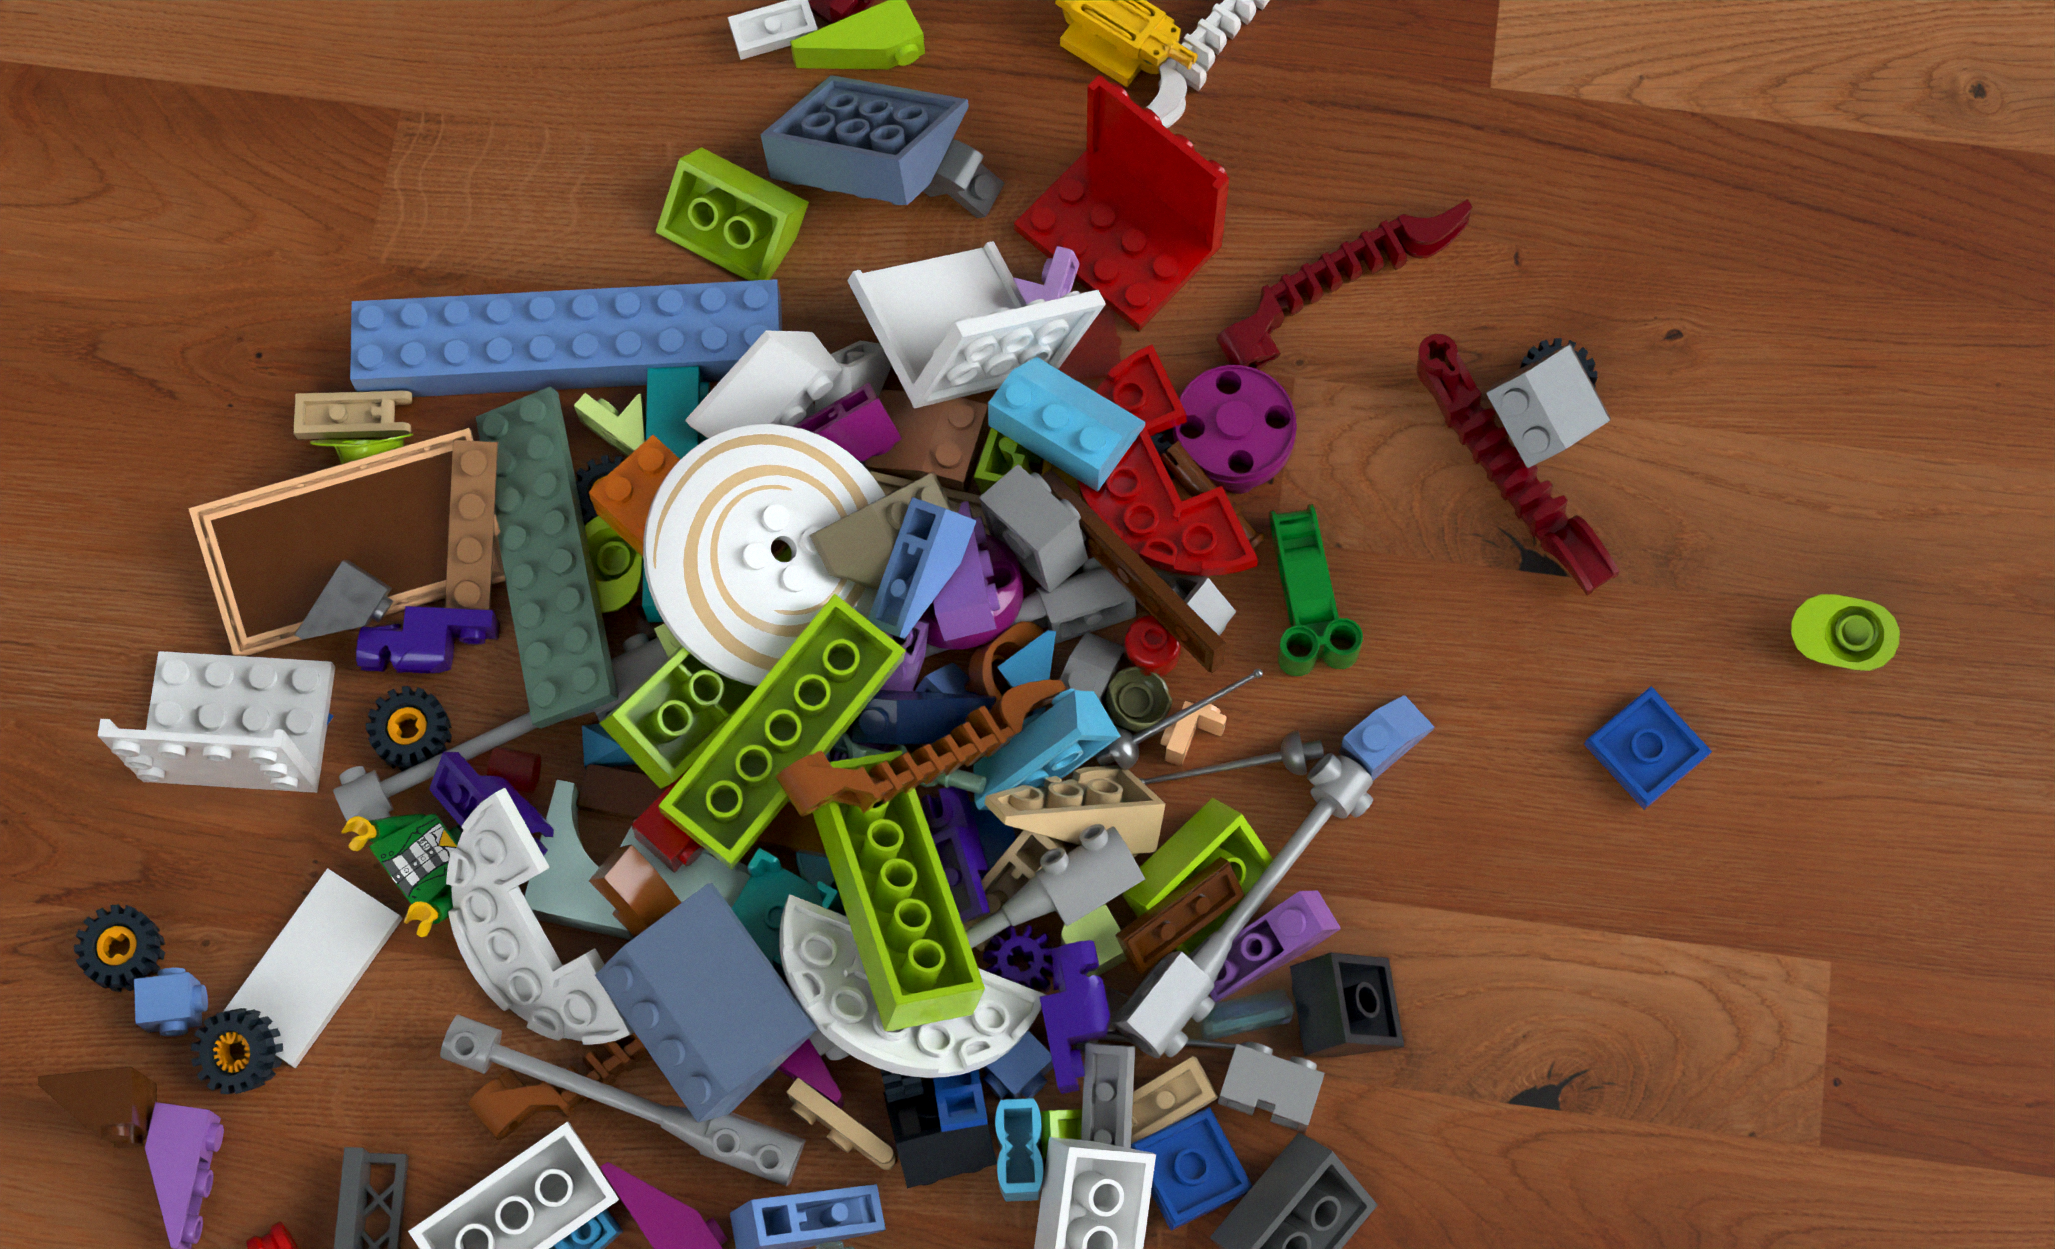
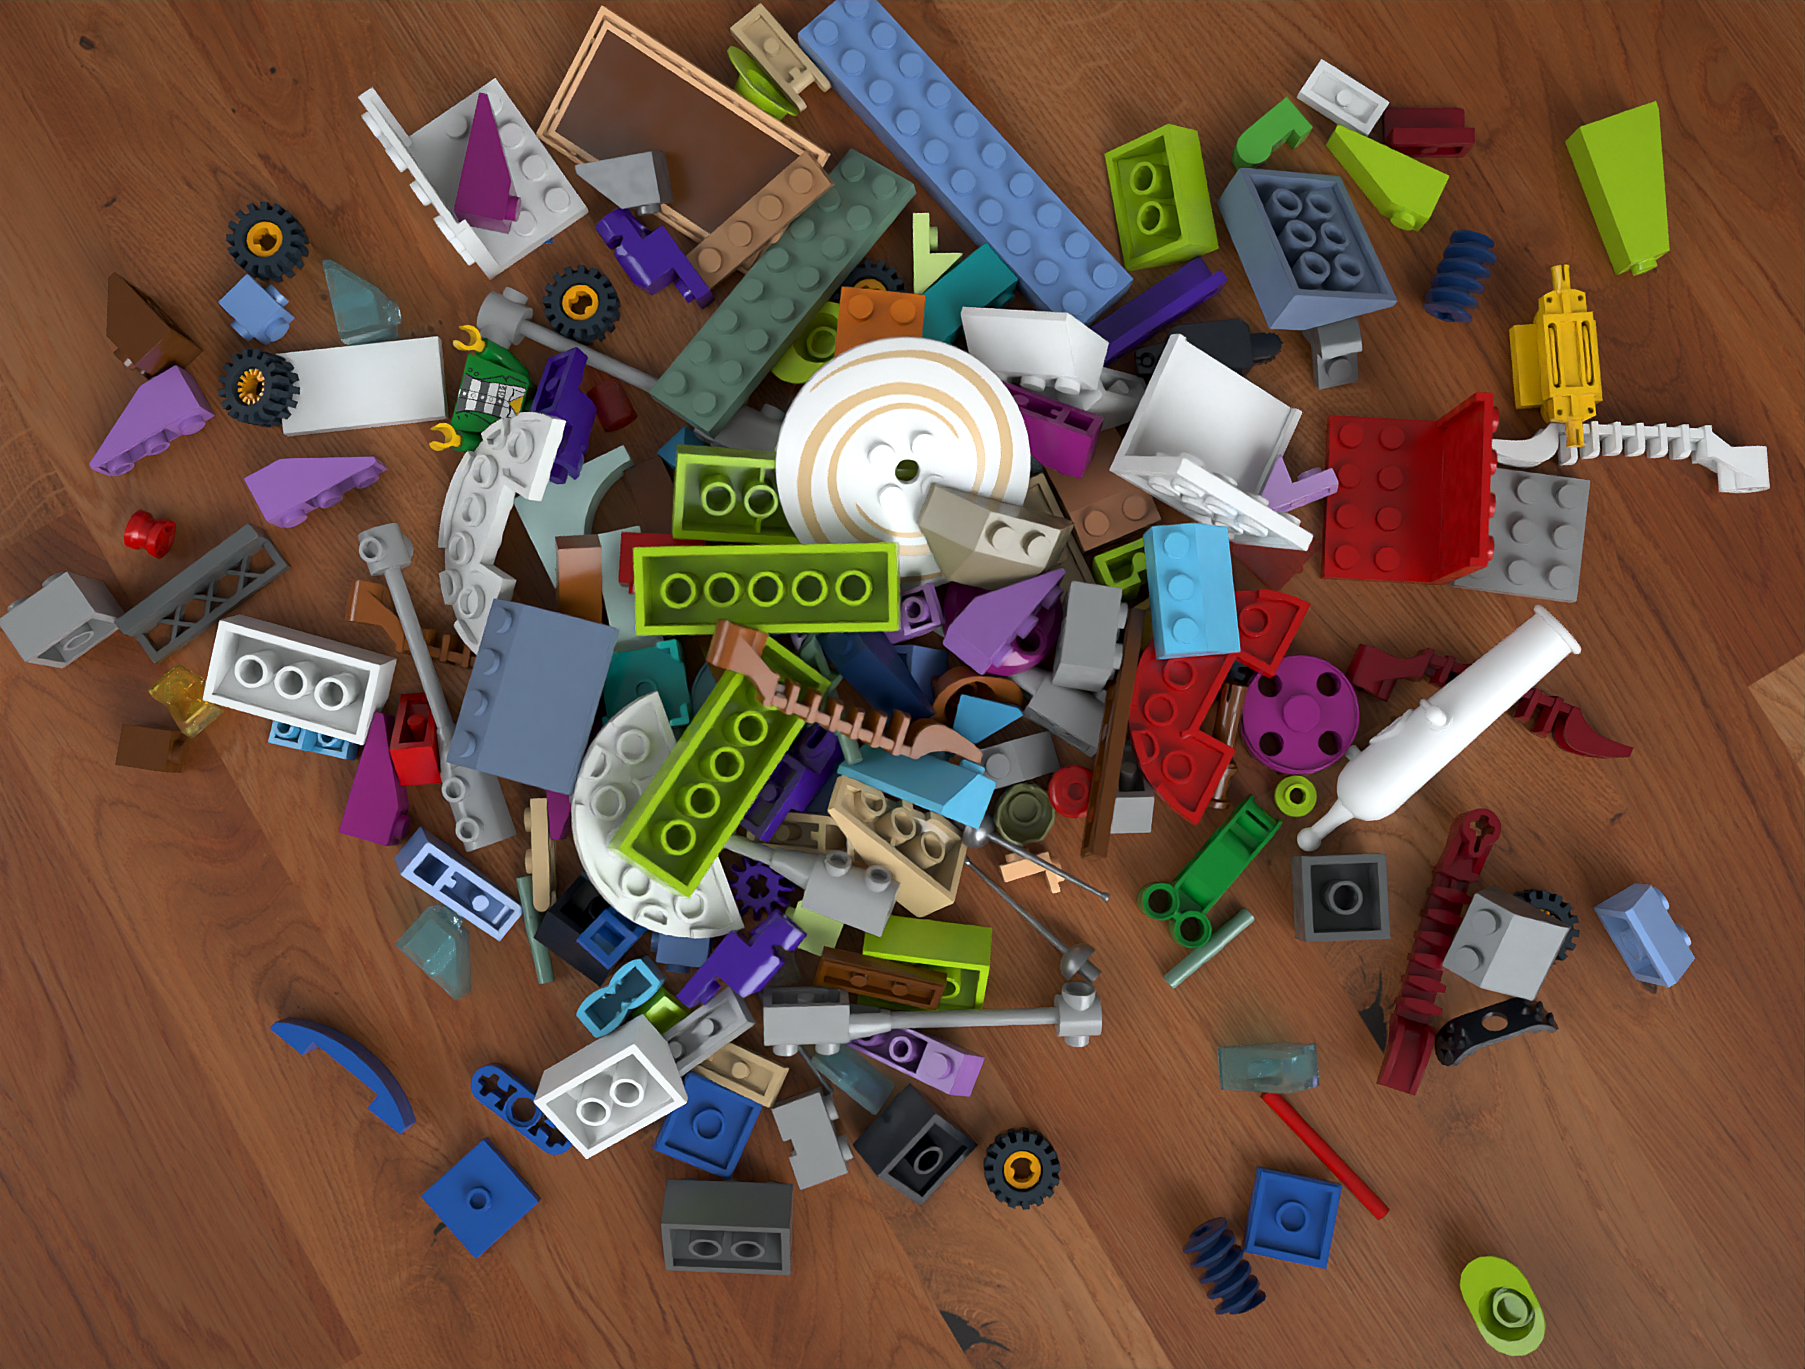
camera: 50 degrees right, 15 degrees up
(231, 704) = (486, 186): none -> magenta slope
(245, 910) = (360, 308): none -> clear light blue slope
(348, 1083) = (299, 485): none -> medium lavender slope
(655, 1154) = (415, 742): none -> red slope
(751, 92) = (1271, 131): none -> bright green leg
(817, 278) = (1158, 308): none -> dark purple fence
(883, 250) = (1223, 340): none -> black hinge
(896, 1186) = (532, 922): none -> sand green piece
(920, 565) = (977, 584): medium blue slope -> none
(988, 46) = (1458, 276): none -> dark blue piece
(1250, 146) = (1535, 536): none -> light grey plate
(1297, 492) = (1282, 796): none -> lime plate
(1332, 321) = (1440, 728): none -> white piece
(1371, 644) = (1210, 949): none -> sand green piece
(1385, 736) = (1143, 1017): medium blue slope -> none
(1408, 504) = (1340, 897): none -> dark grey brick
(1426, 953) = (1000, 1172): none -> black bush
(1506, 669) = (1269, 1067): none -> clear light blue slope
(1600, 493) = (1466, 1033): none -> black piece
(1614, 682) = (1326, 1154): none -> red bar
(1625, 303) = (1646, 934): none -> light blue slope
(1647, 831) = (1224, 1268): none -> dark blue piece

